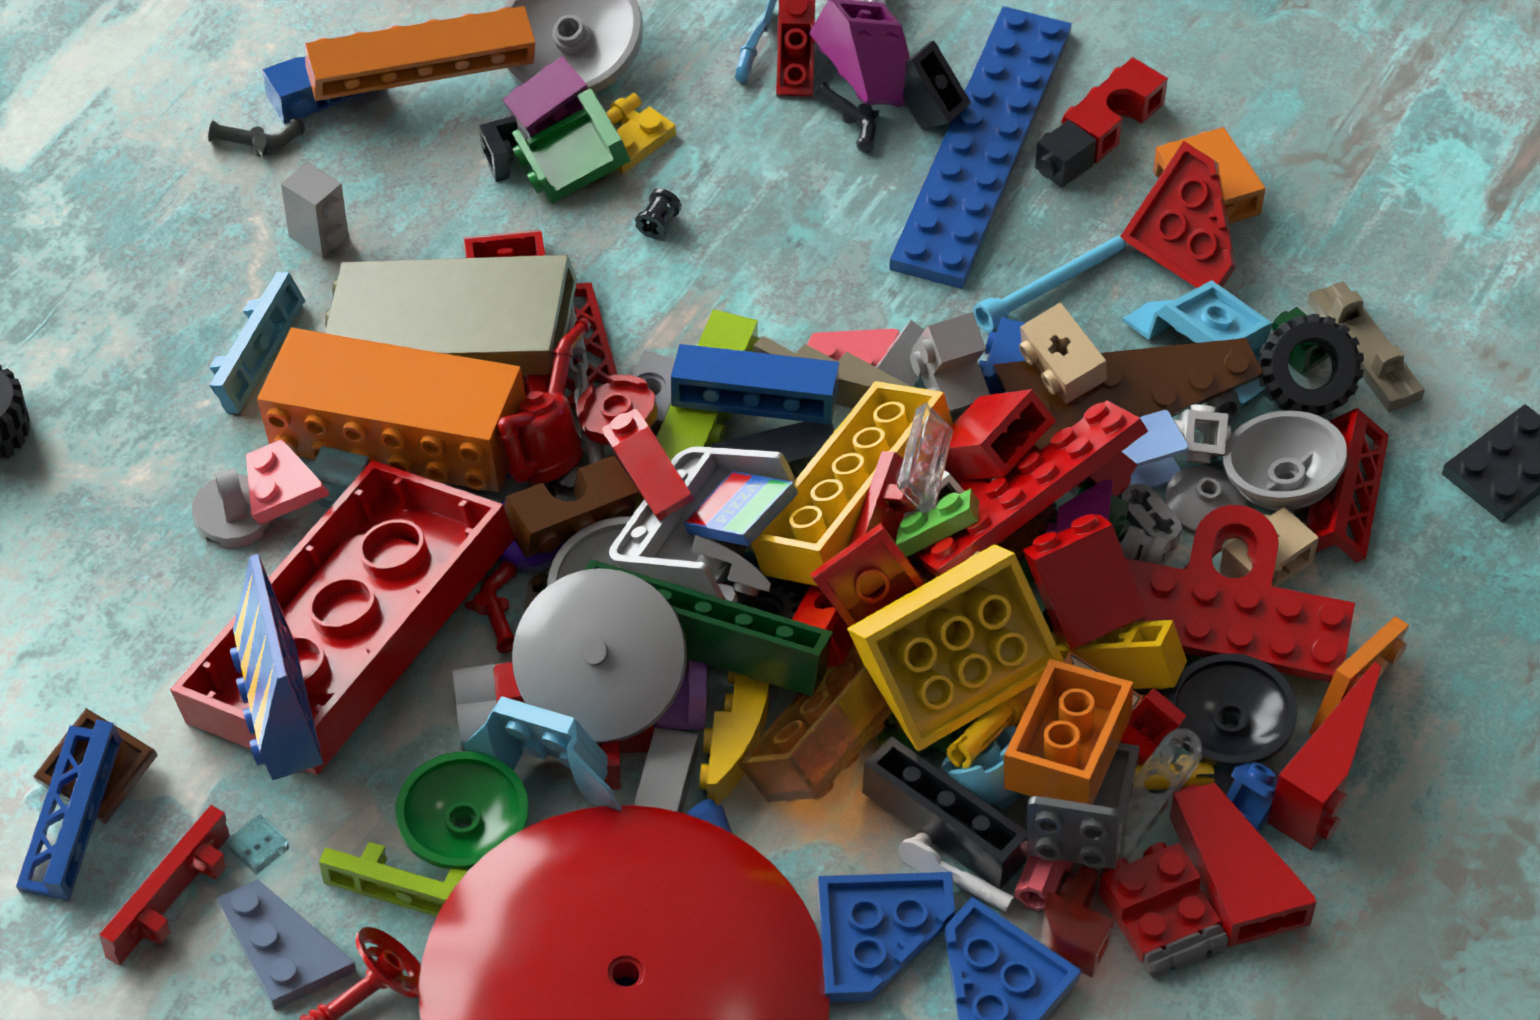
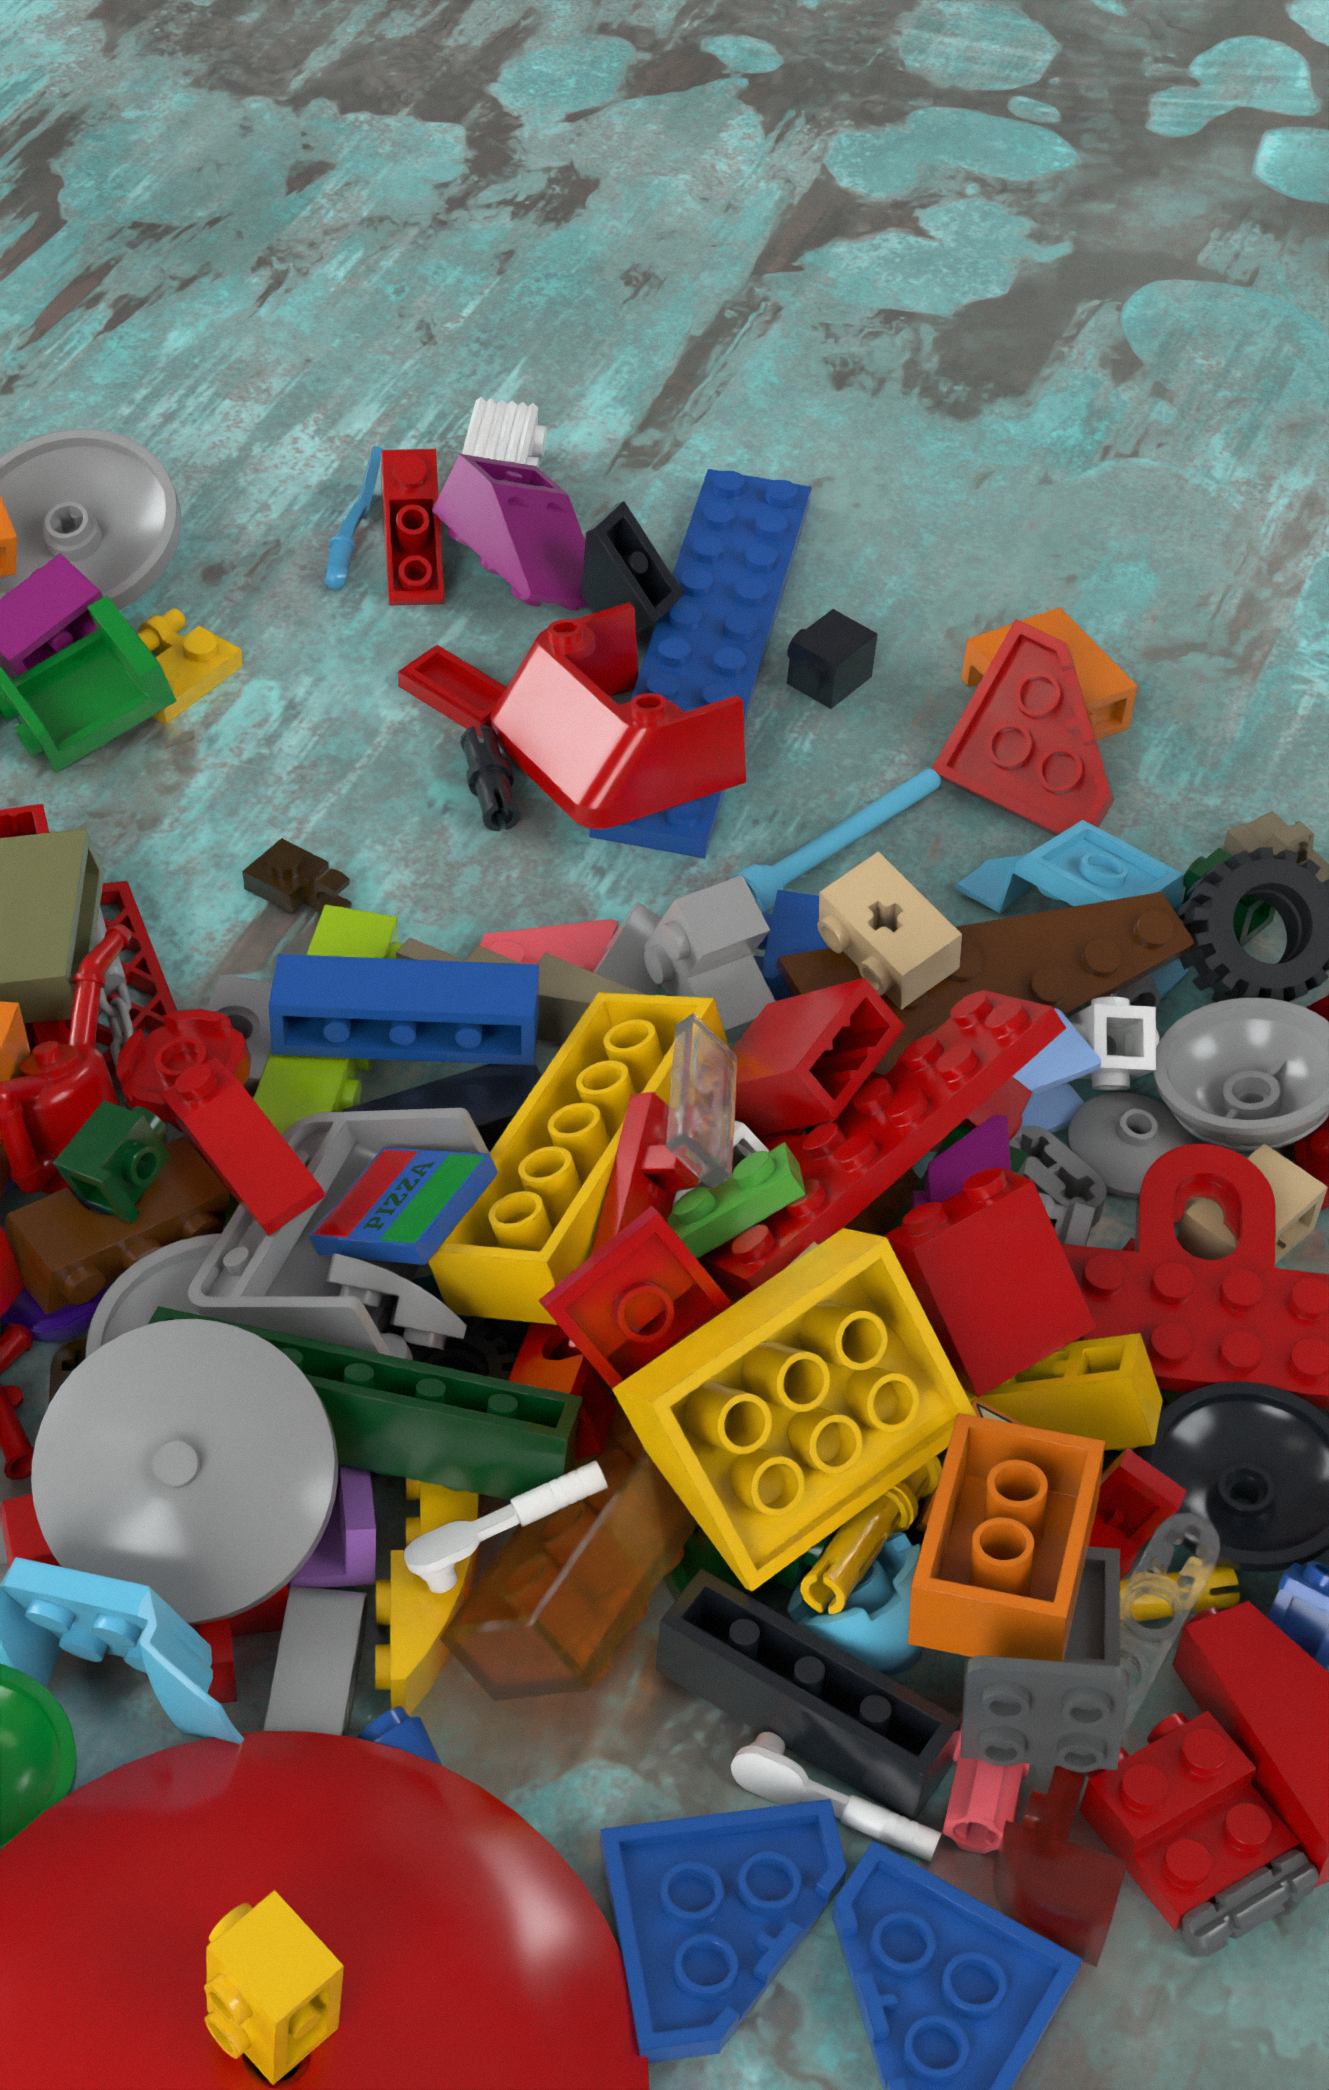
camera: 10 degrees left, 5 degrees down
(571, 467) = (114, 1159): none -> dark green brick
(624, 934) = (270, 1986): none -> yellow brick
(658, 213) = (225, 774): black bush -> none
(697, 286) = (294, 877): none -> dark brown plate
(740, 714) = (437, 1551): none -> white piece
(816, 161) = (452, 687): none -> red tile
(828, 225) = (490, 778): none -> black pin
(861, 115) = (520, 624): black piece -> none
(901, 221) = (604, 757): none -> red windscreen
(1129, 91) = (908, 572): red arch -> none

